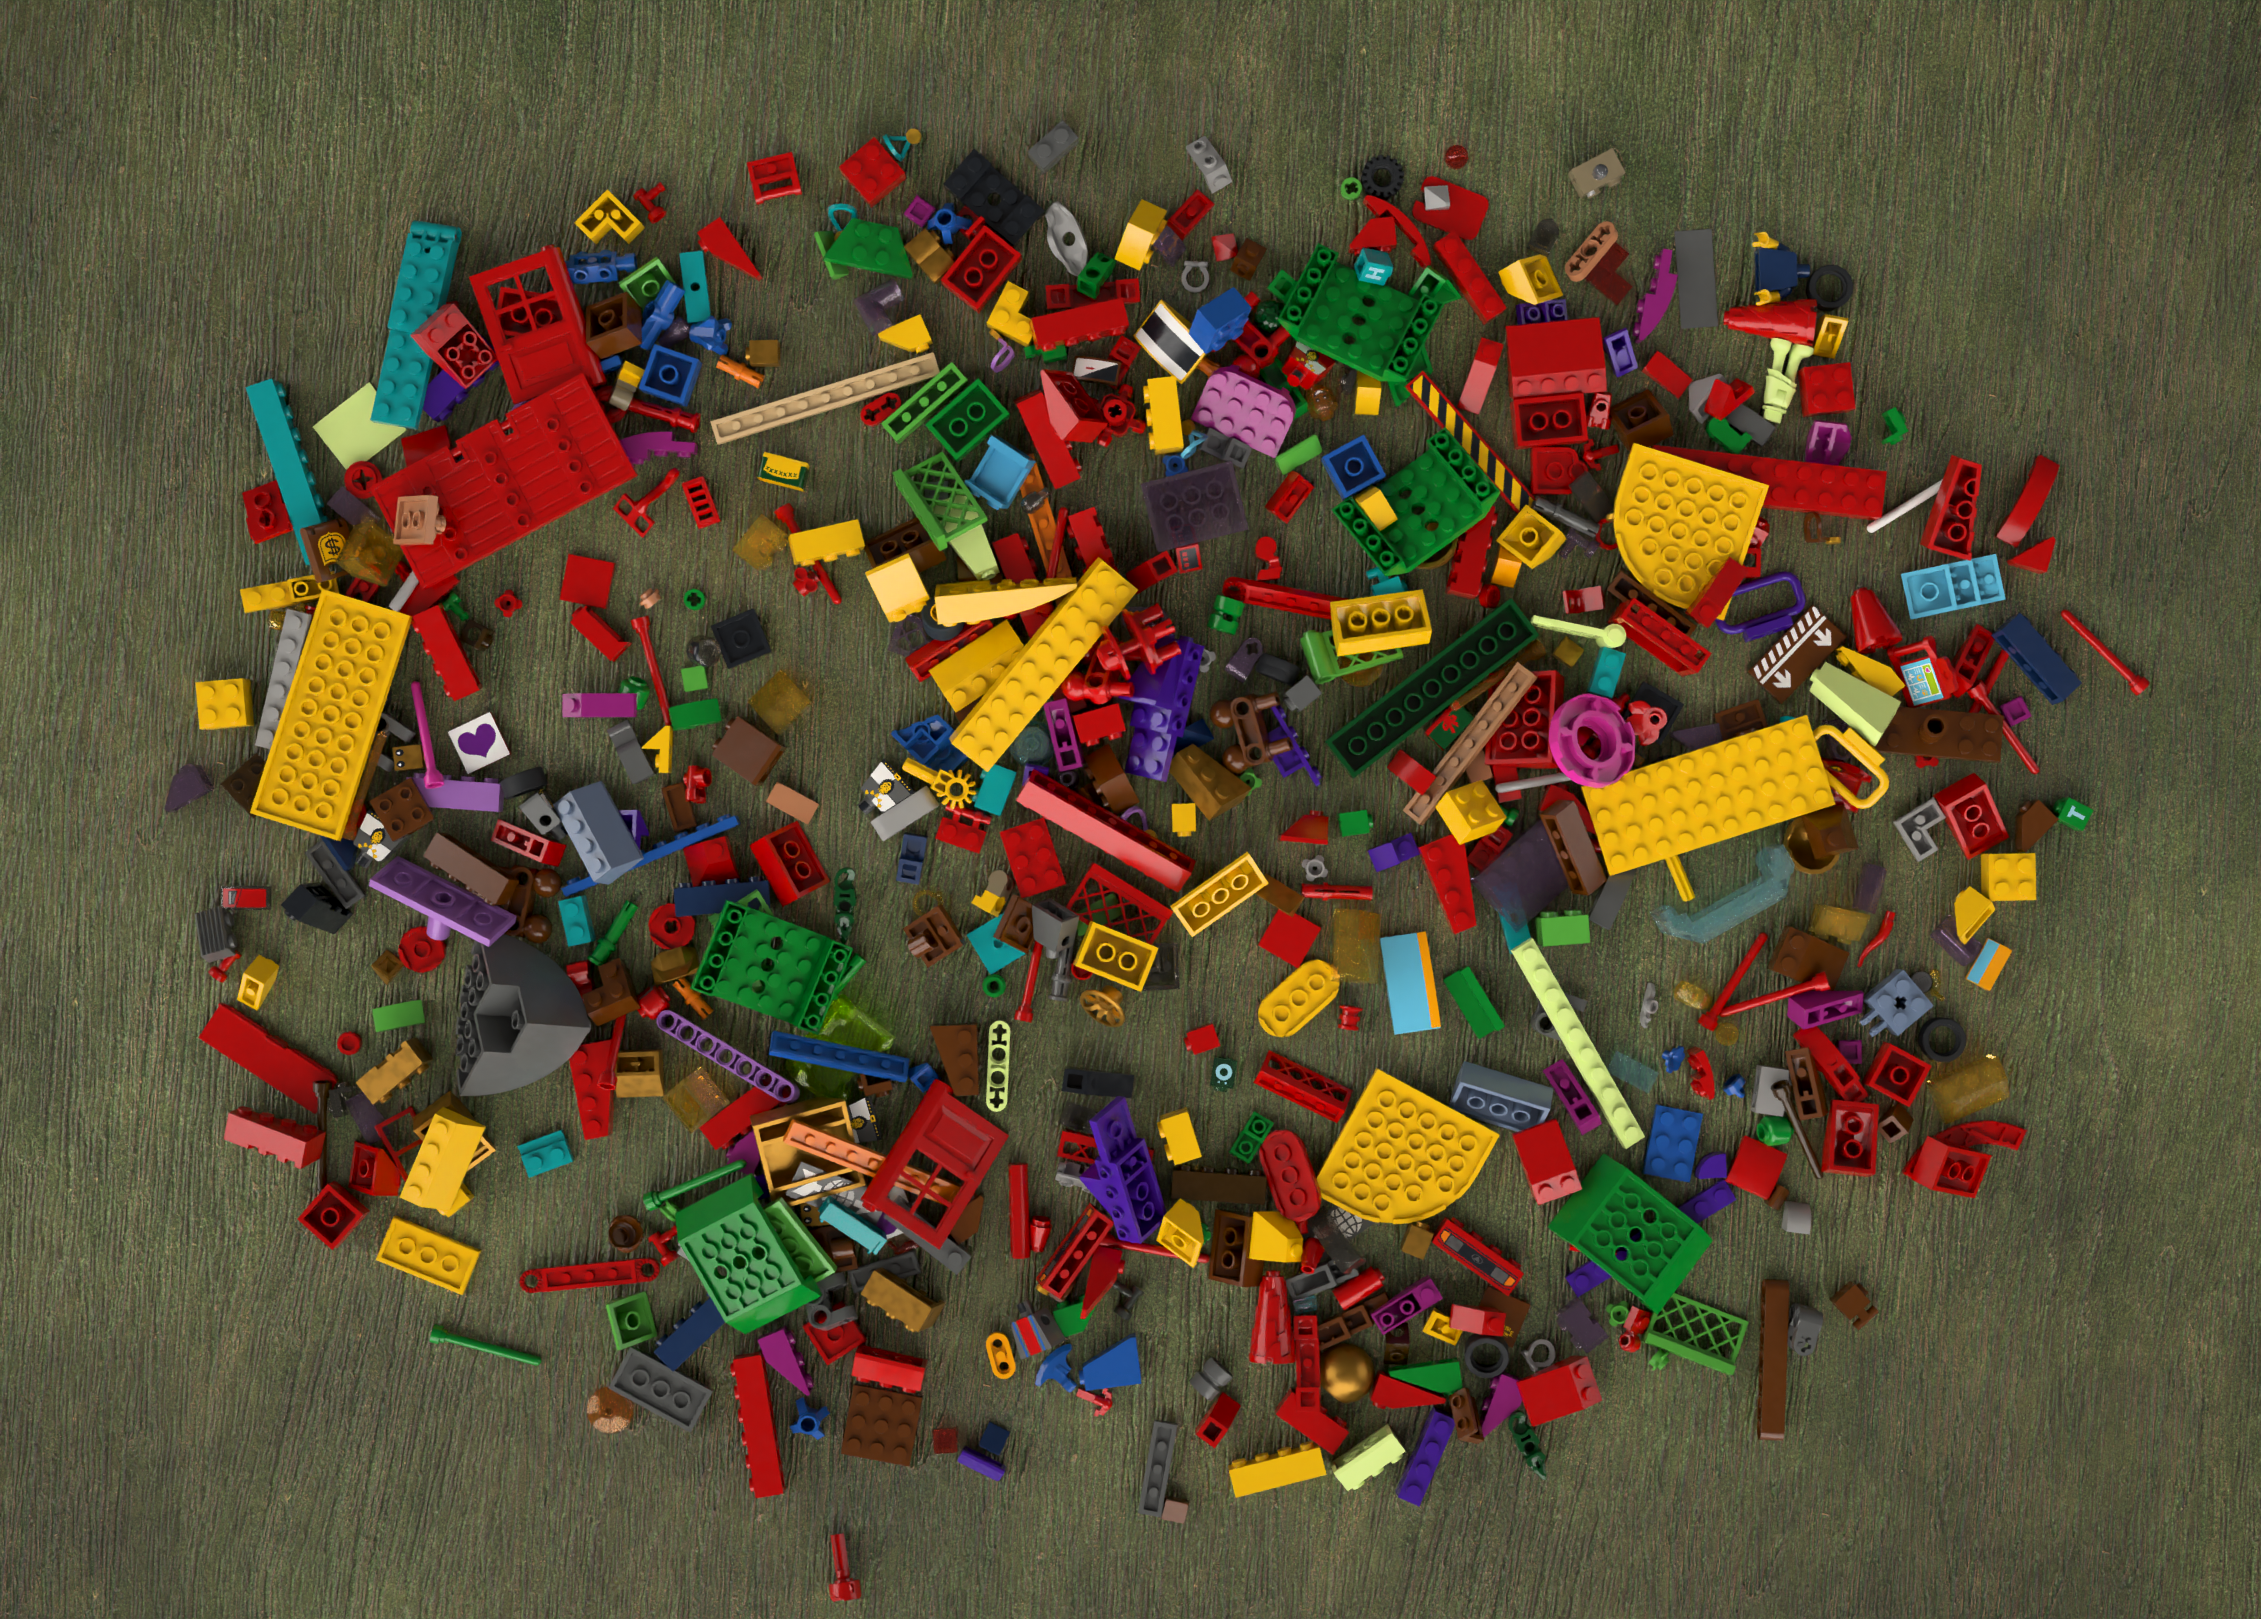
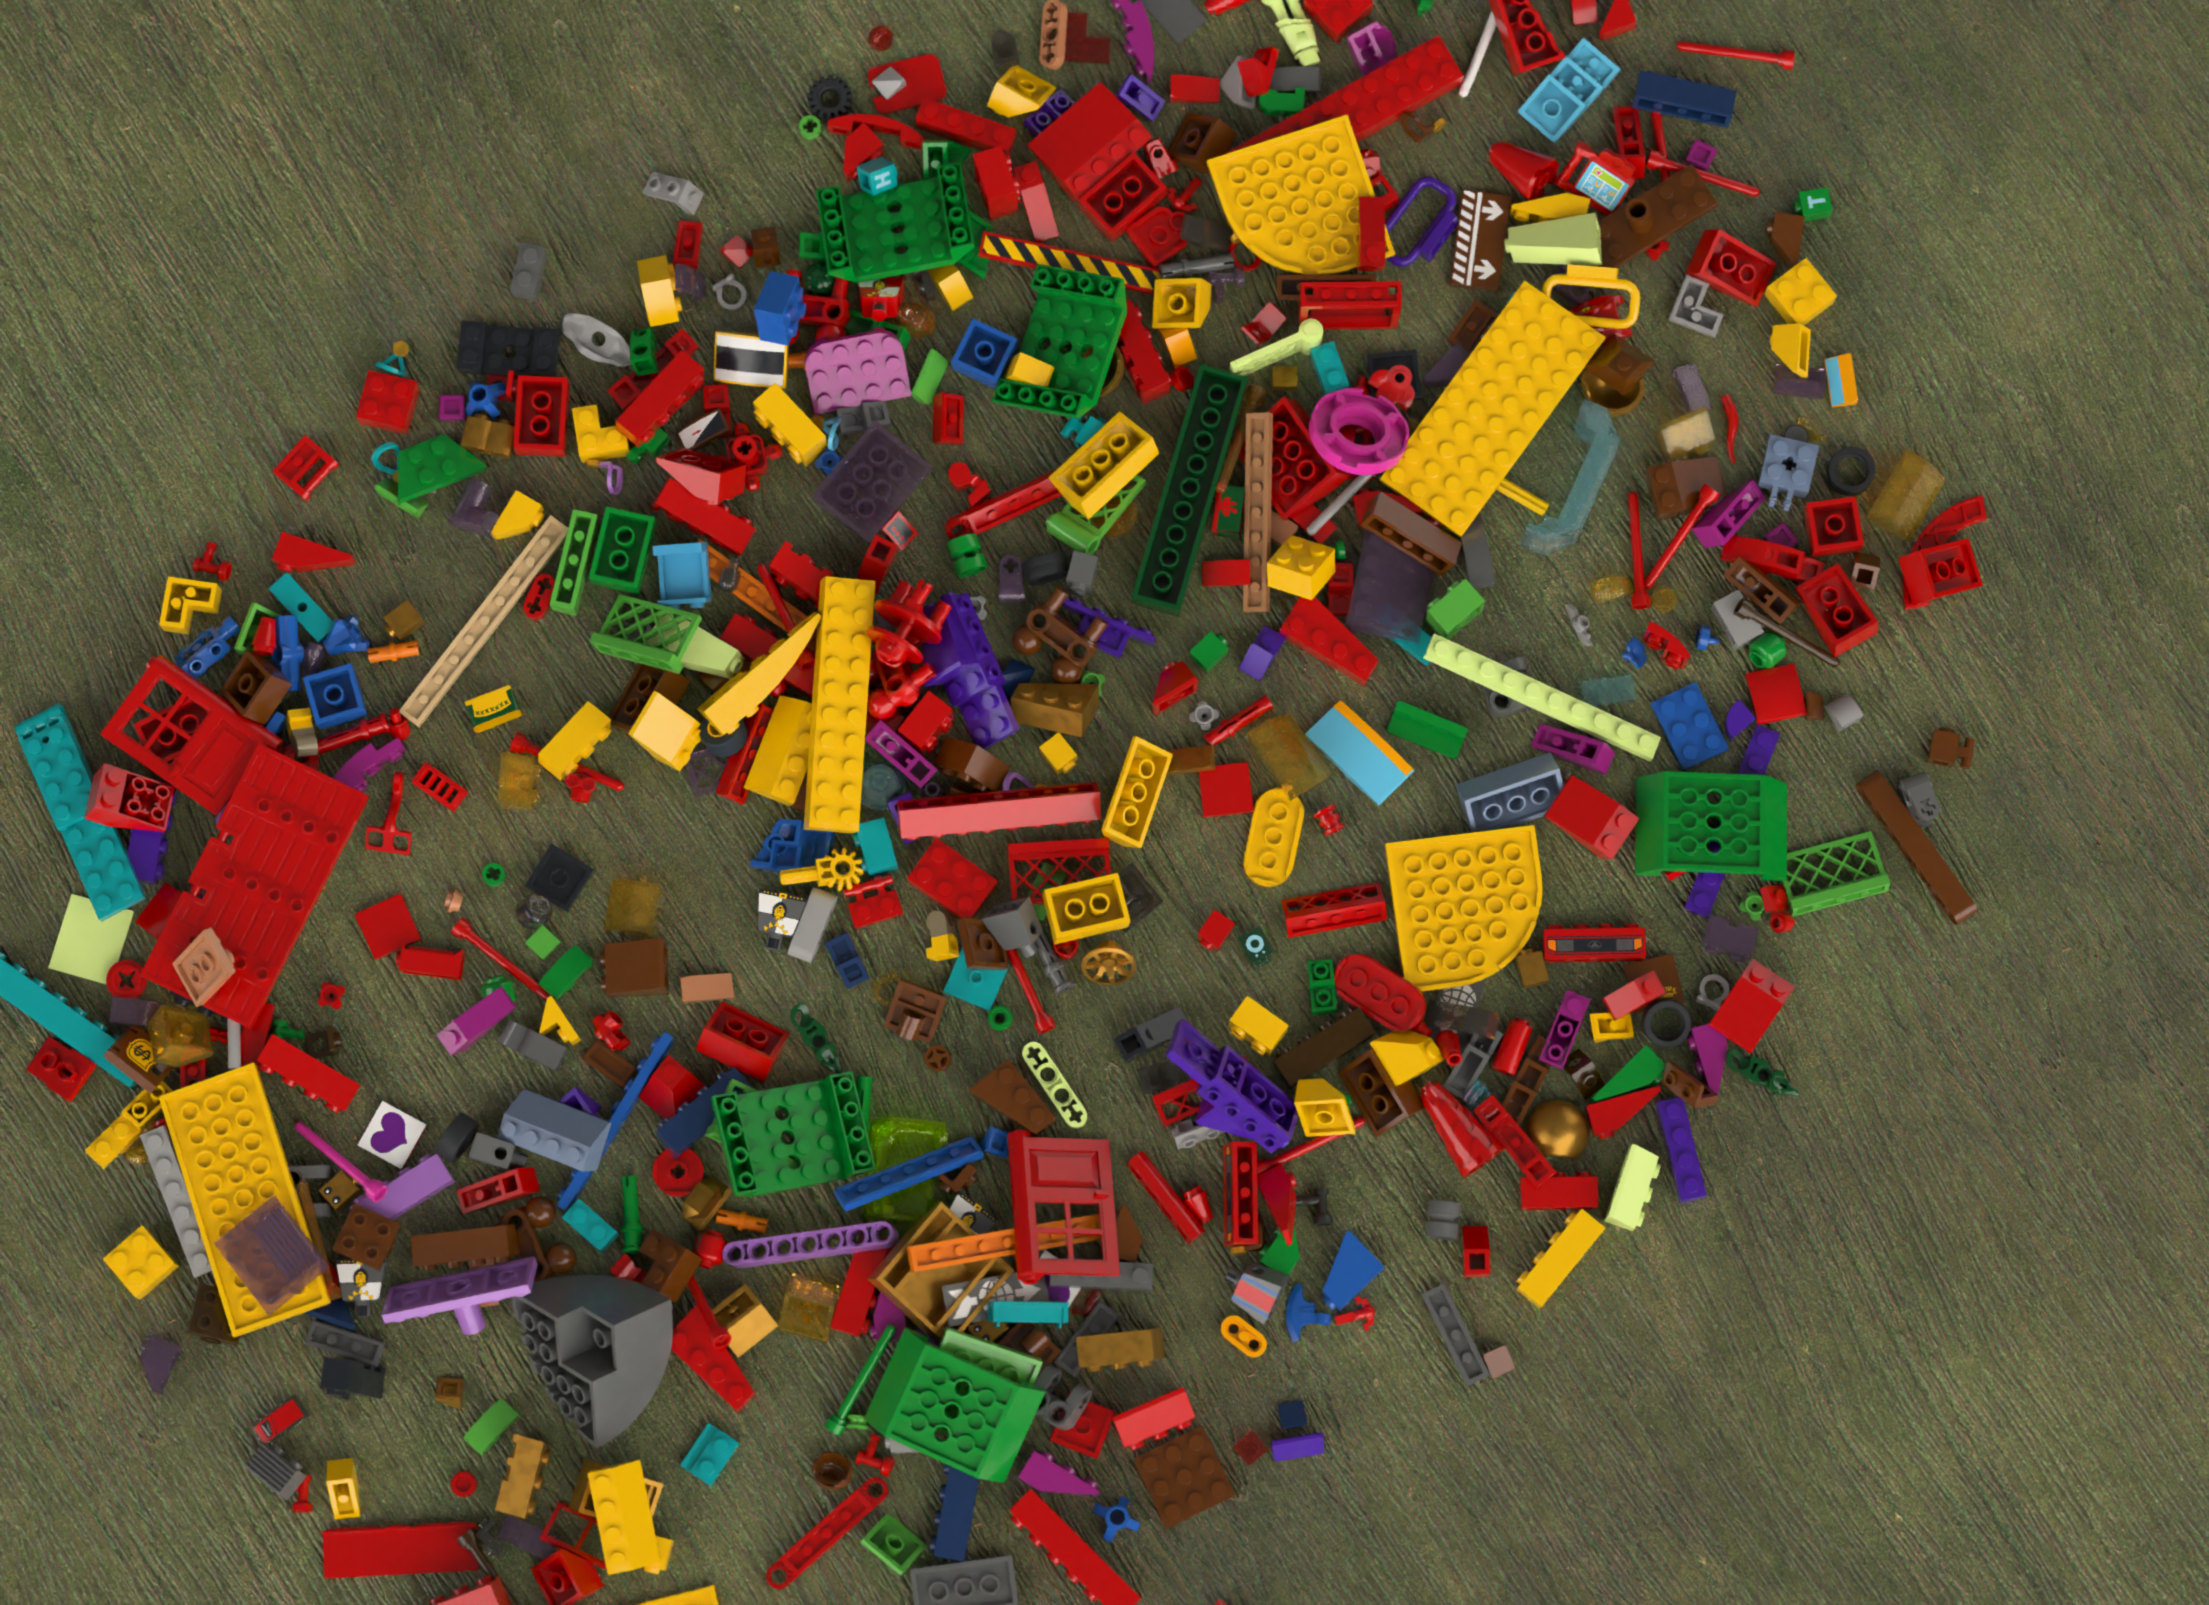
camera: 30 degrees left, 10 degrees down
(320, 774) = (271, 1255): none -> piece
(420, 951) = (470, 1354): red tile -> none
(648, 291) = (265, 637): none -> red cone
(703, 432) = (398, 725): none -> red cylinder
(924, 986) = (935, 1054): none -> reddish brown wheel
(1460, 339) = (996, 182): none -> red brick
(1659, 1360) = (1819, 919): bright green plate -> none

